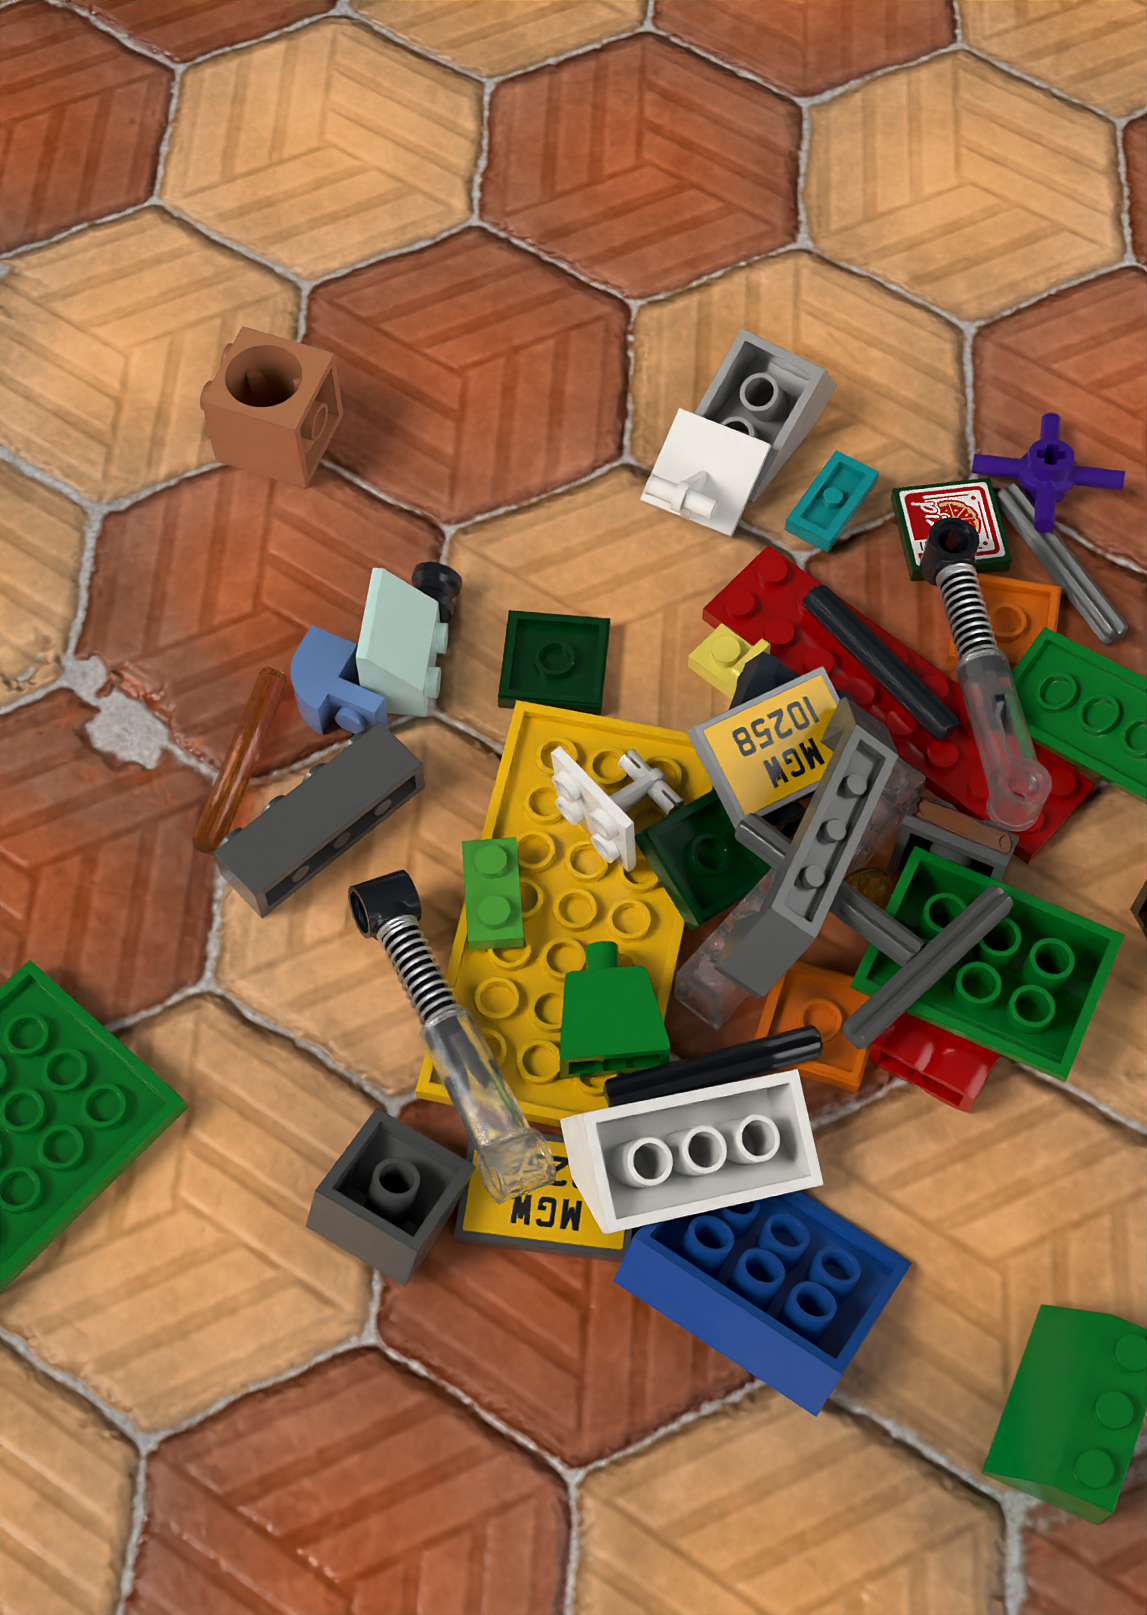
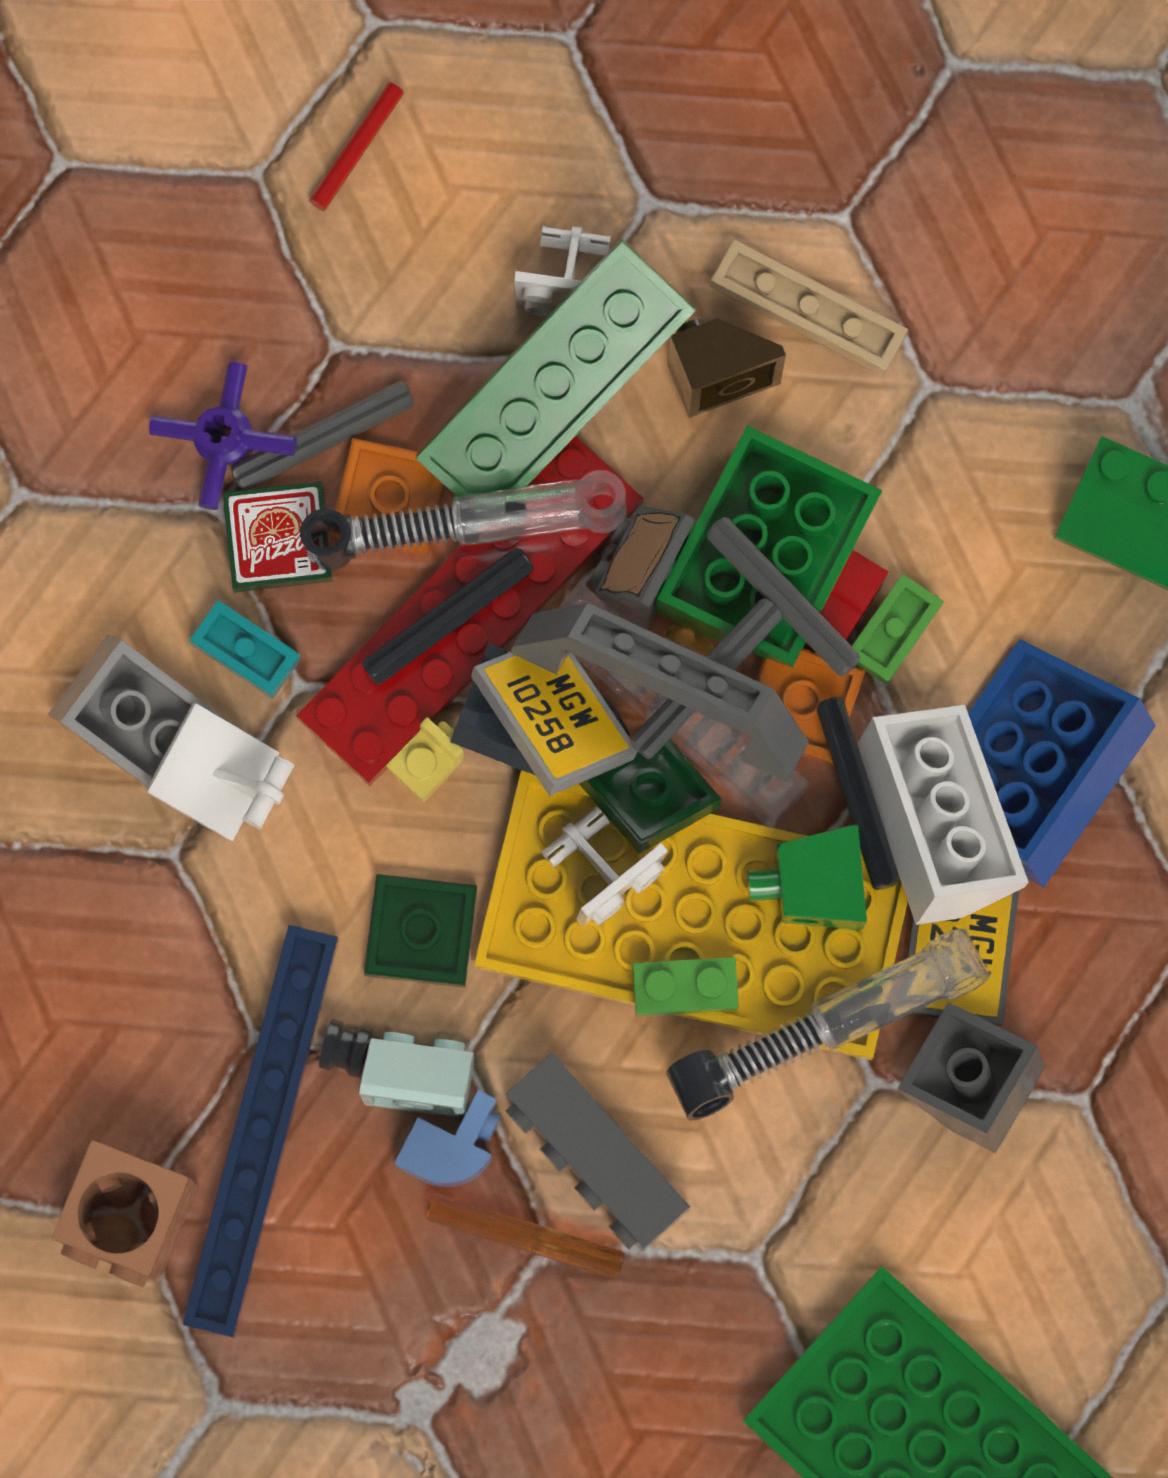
camera: 90 degrees left, 15 degrees up
(355, 528) = (261, 1132): none -> dark blue plate
(909, 1117) = (895, 628): none -> bright green plate

